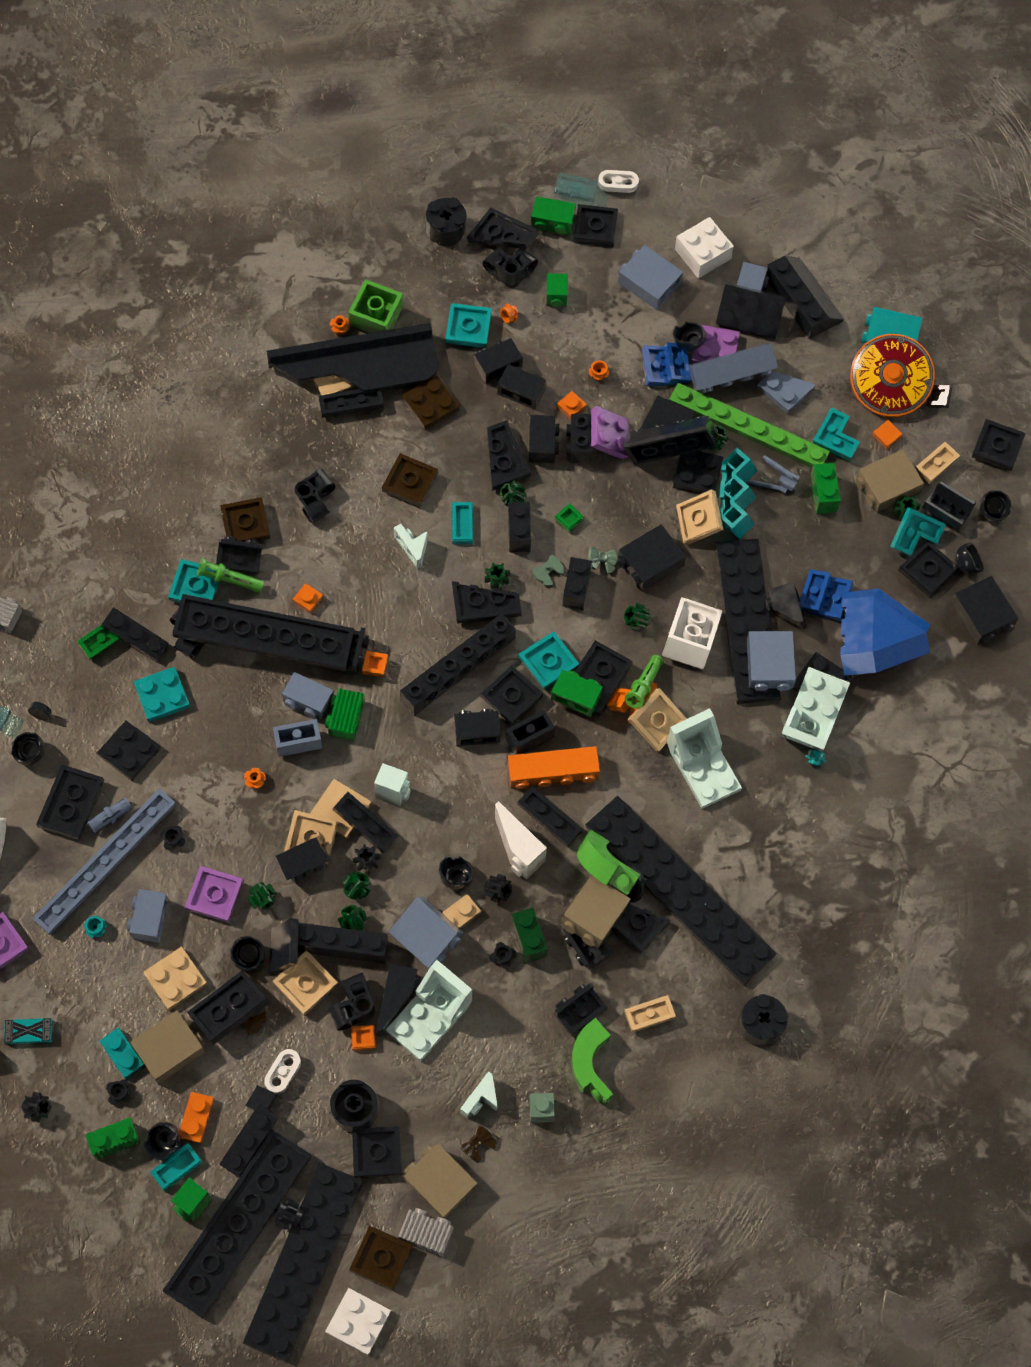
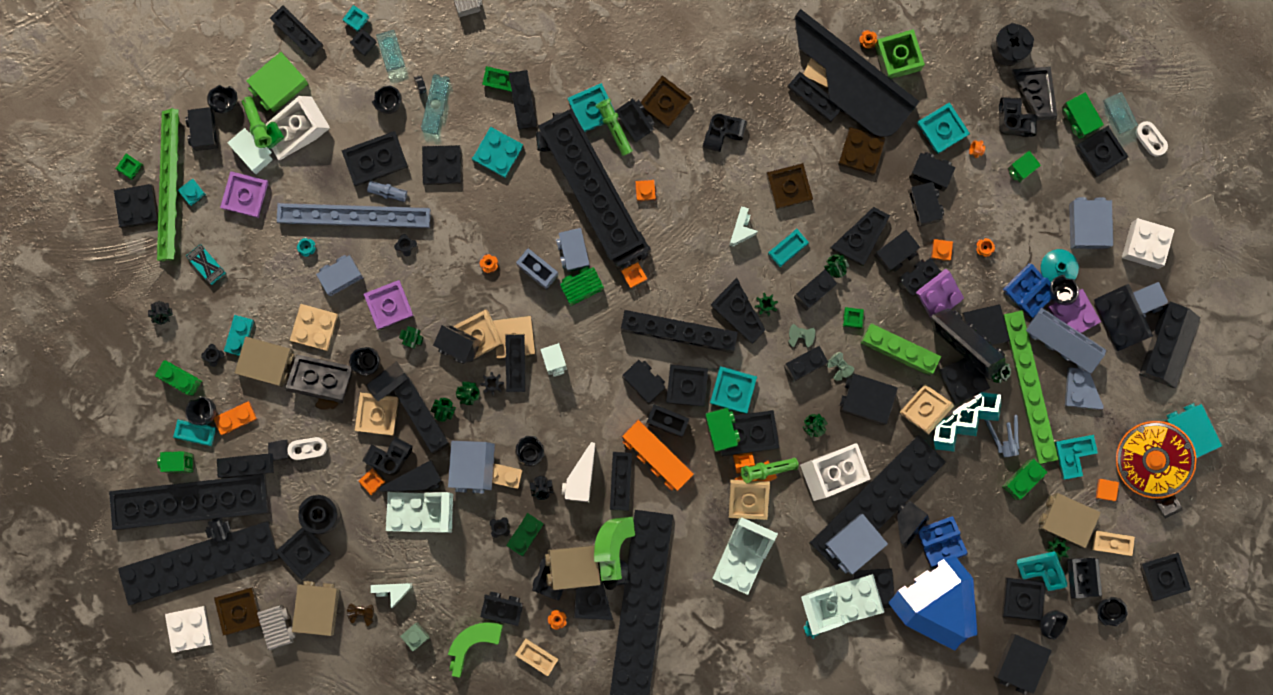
camera: 50 degrees right, 15 degrees up
(77, 724) = (437, 92): none -> clear light blue piece
(629, 499) = (900, 349): none -> bright green brick
(630, 975) = (562, 619): none -> orange plate
(655, 329) = (1050, 263): none -> teal dish

